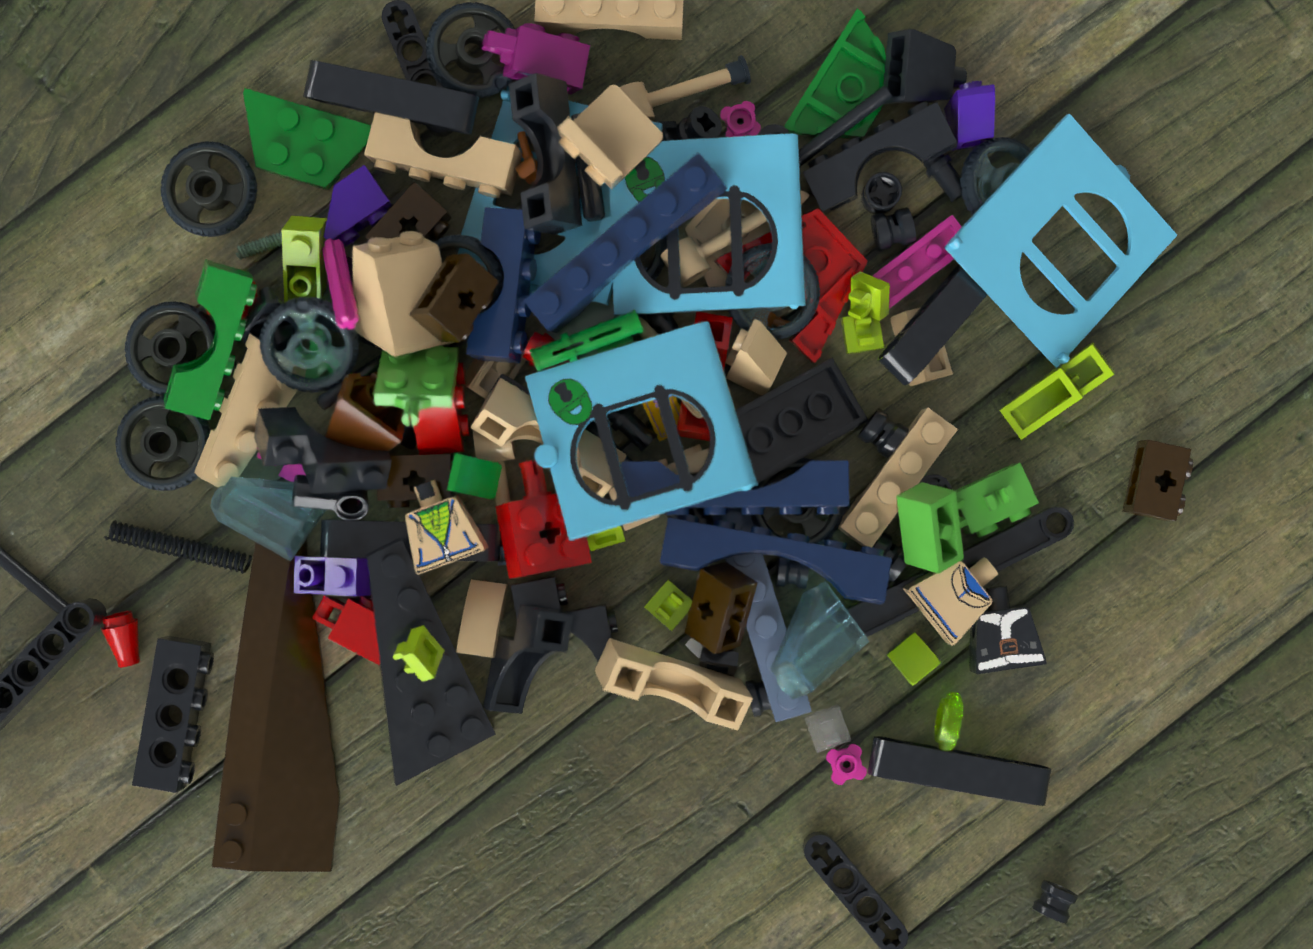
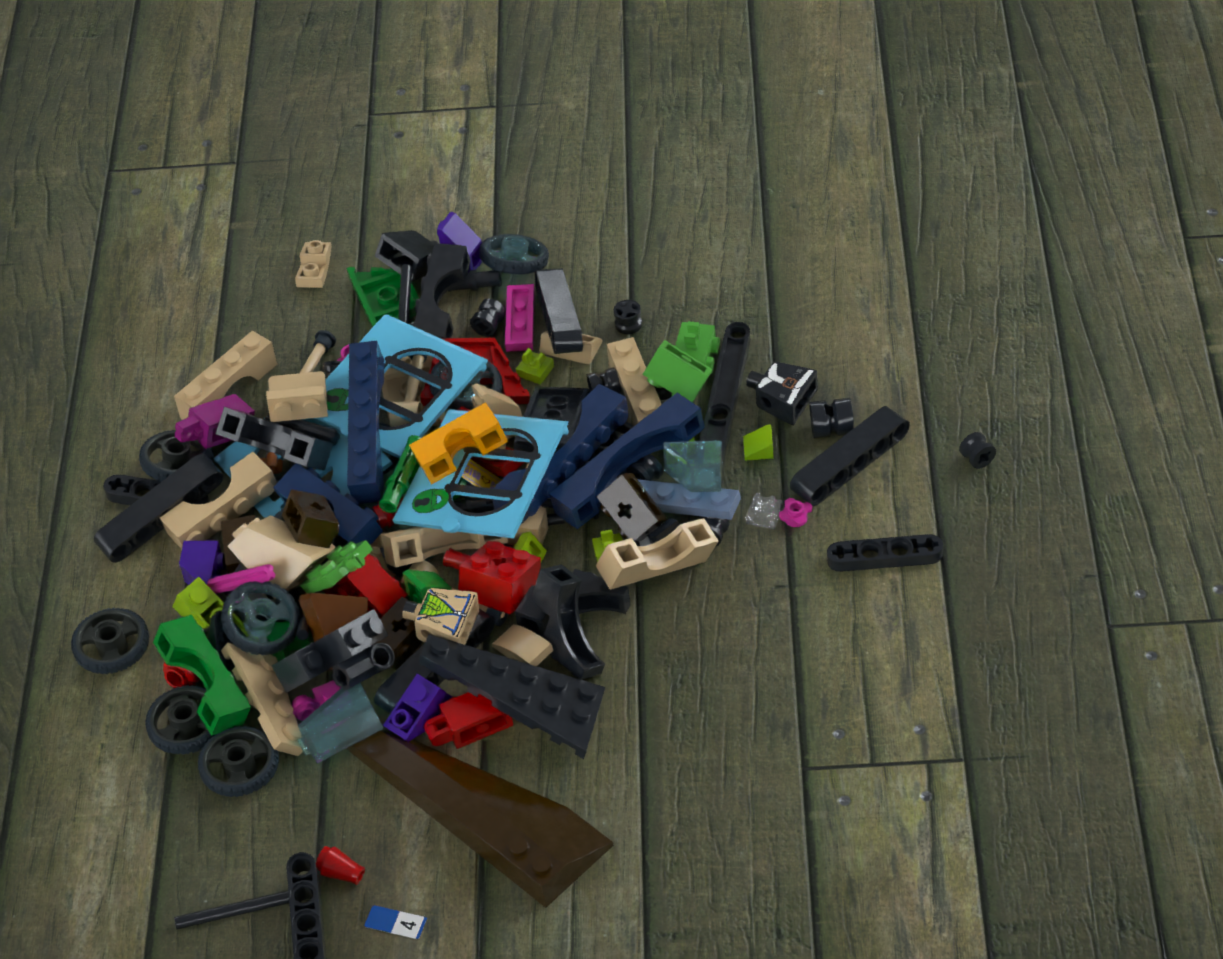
camera: 45 degrees left, 40 degrees down
(112, 731) = (395, 922): none -> sticker
(145, 536) = (334, 788): black piece -> none
(152, 767) = (444, 899): black brick -> none
(302, 140) = (134, 579): green wing -> none
(420, 653) = (510, 662): lime tile -> none
(623, 366) = (473, 429): none -> light orange arch
(868, 297) = (515, 344): lime tile -> none
(884, 188) = (461, 310): black wheel -> none
(948, 721) = (810, 437): clear neon green gear -> none
(953, 597) = (733, 395): tan torso -> none
(1004, 226) = (534, 250): medium azure door -> none
(1004, 728) = (831, 417): none -> black wheel
(1006, 380) = (627, 317): none -> black wheel
(1057, 391) = (658, 290): lime slope -> none
(1147, 497) = (755, 273): dark brown brick -> none

